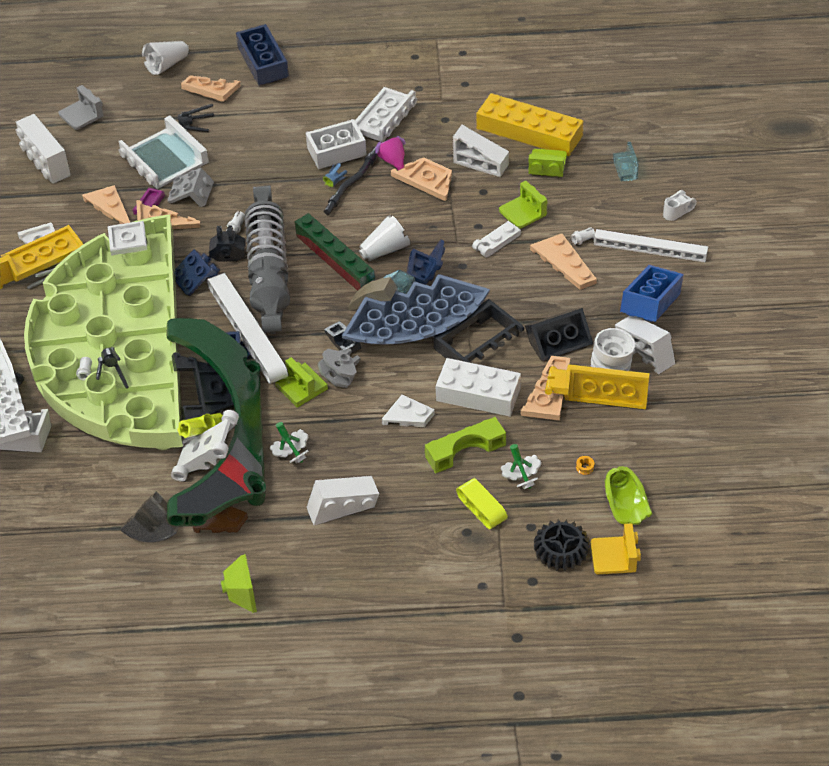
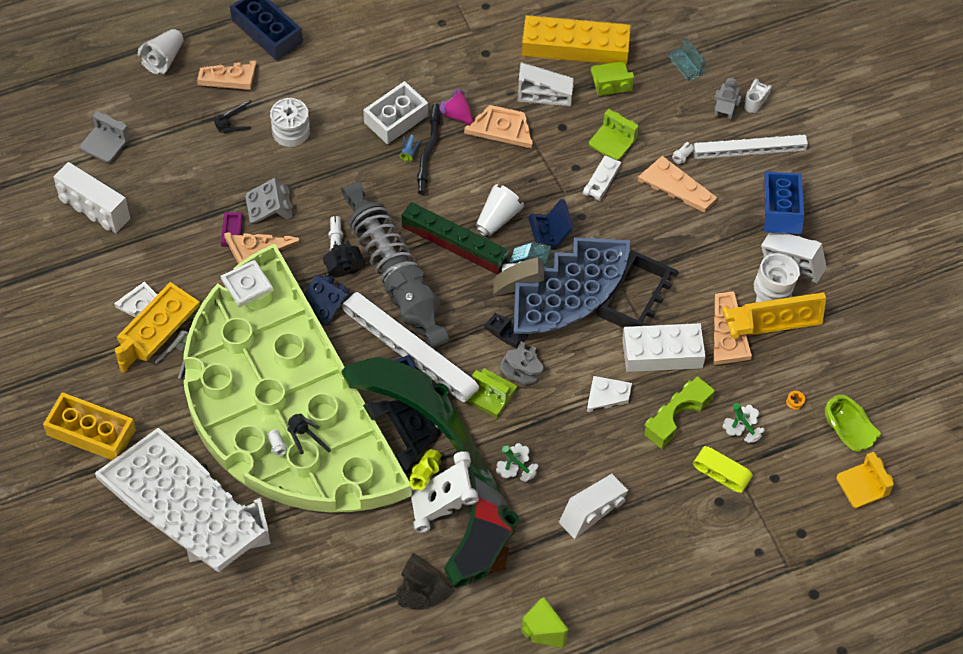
camera: 25 degrees left, 10 degrees up
(109, 203) = (189, 240): light nougat wing -> none
(165, 154) = (221, 168): panel -> none
(240, 130) = (290, 122): none -> white wheel
(385, 113) = (425, 62): white bracket -> none
(550, 550) = (812, 495): black gear -> none
(559, 334) = (710, 267): black slope -> none
(646, 199) = (727, 98): none -> light grey hinge

